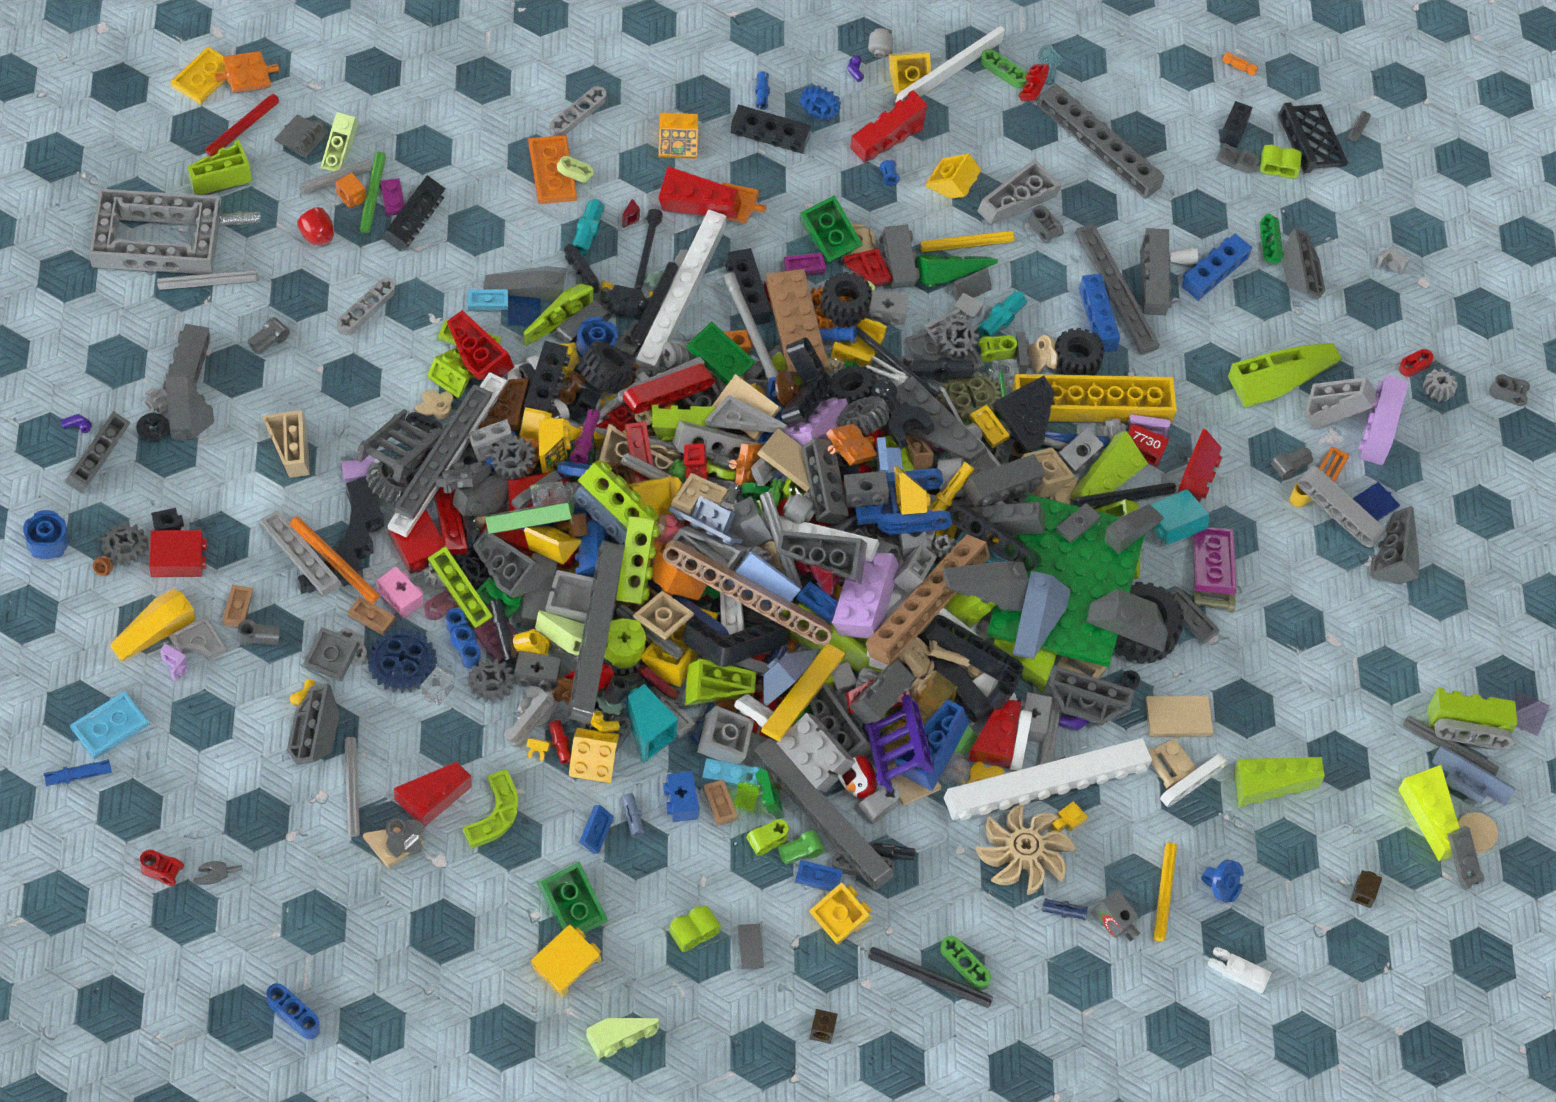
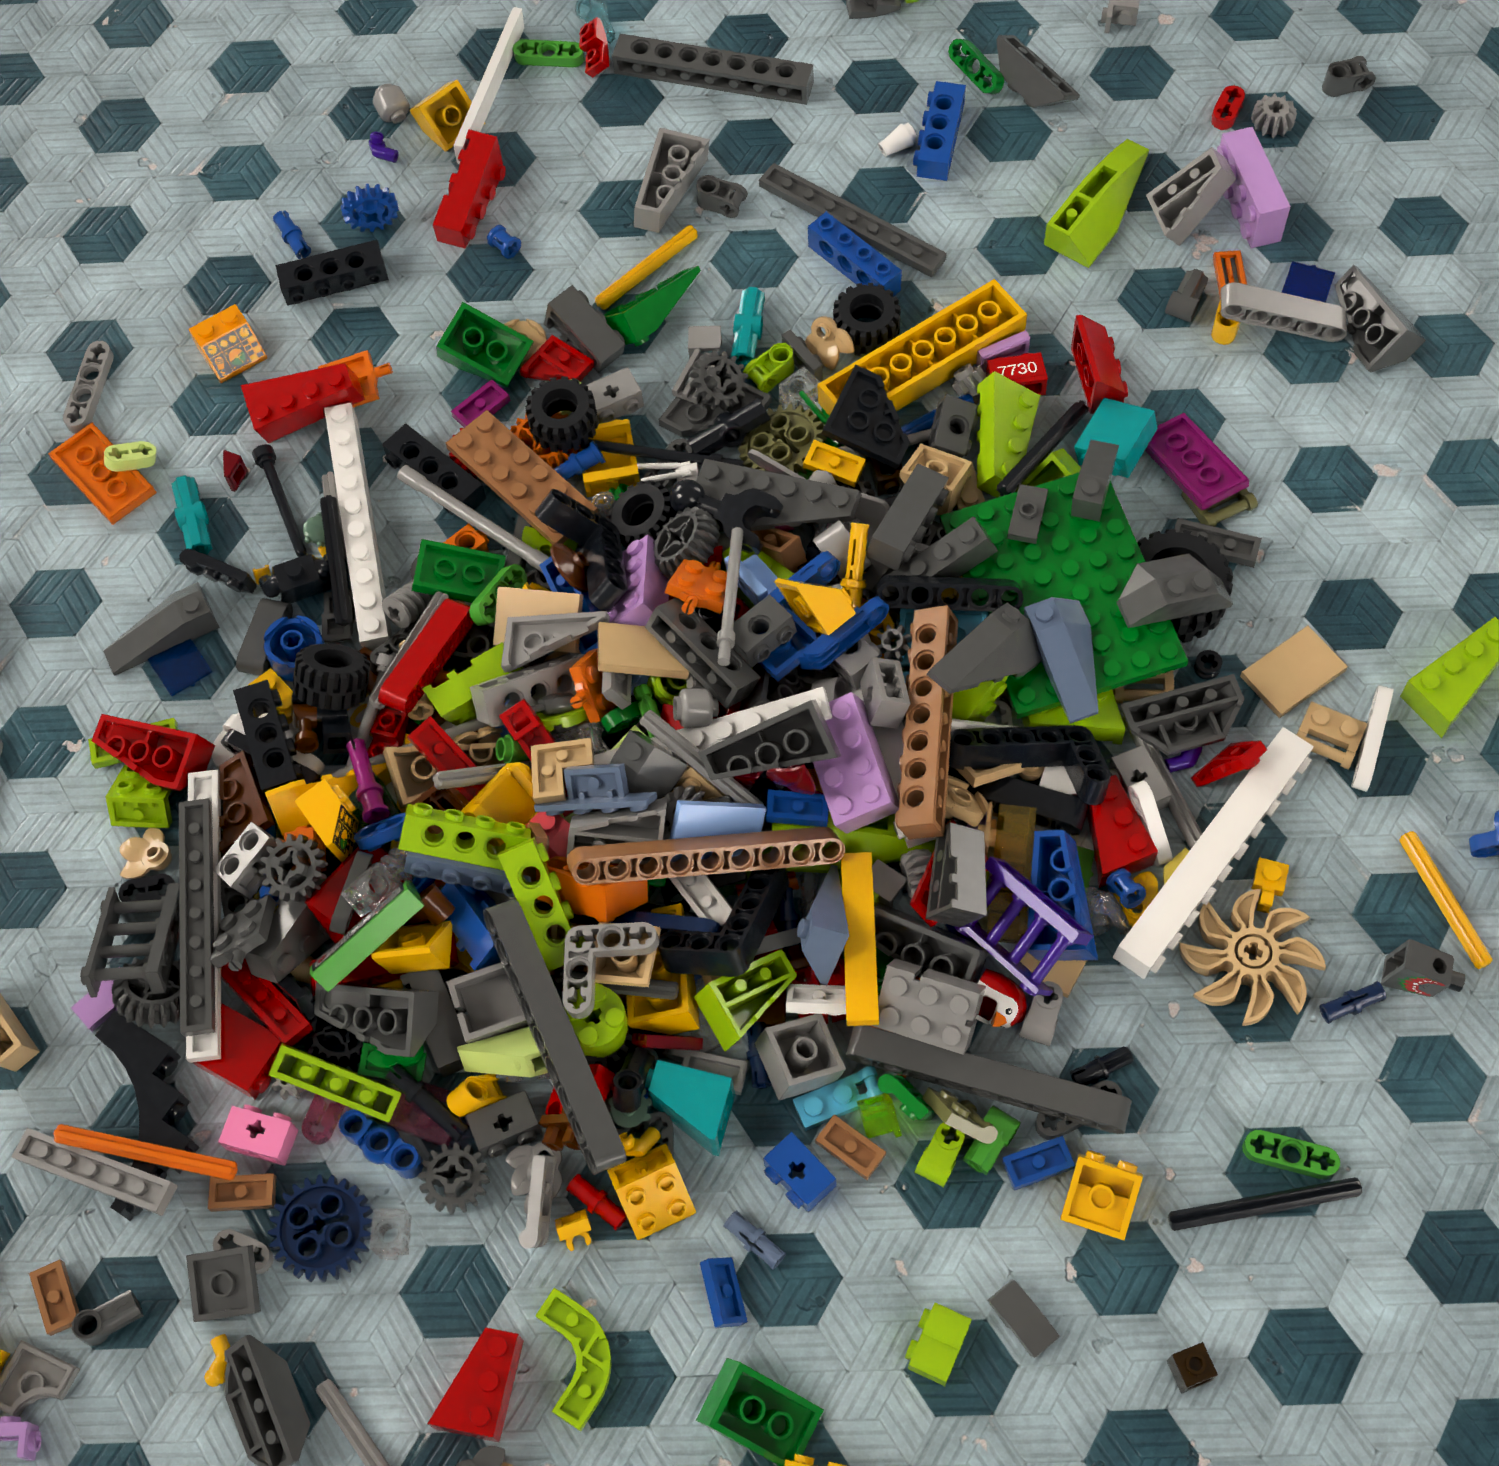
camera: 20 degrees left, 5 degrees up
(488, 299) = (126, 680): medium azure plate -> none
(560, 310) = (225, 640): lime wedge -> none
(644, 601) = (588, 953): none -> light grey beam
(727, 377) = (488, 598): none -> bright green beam
(794, 825) = (960, 1115): none -> olive plate
(842, 477) = (726, 635): none -> light grey bar
(954, 176) = (579, 202): yellow slope -> none
(972, 285) = (690, 312): dark grey slope -> none
(979, 766) = (1126, 888): none -> blue bush
(1101, 739) = (1230, 761): none -> red wing
(1155, 272) = (881, 174): dark grey wedge -> none

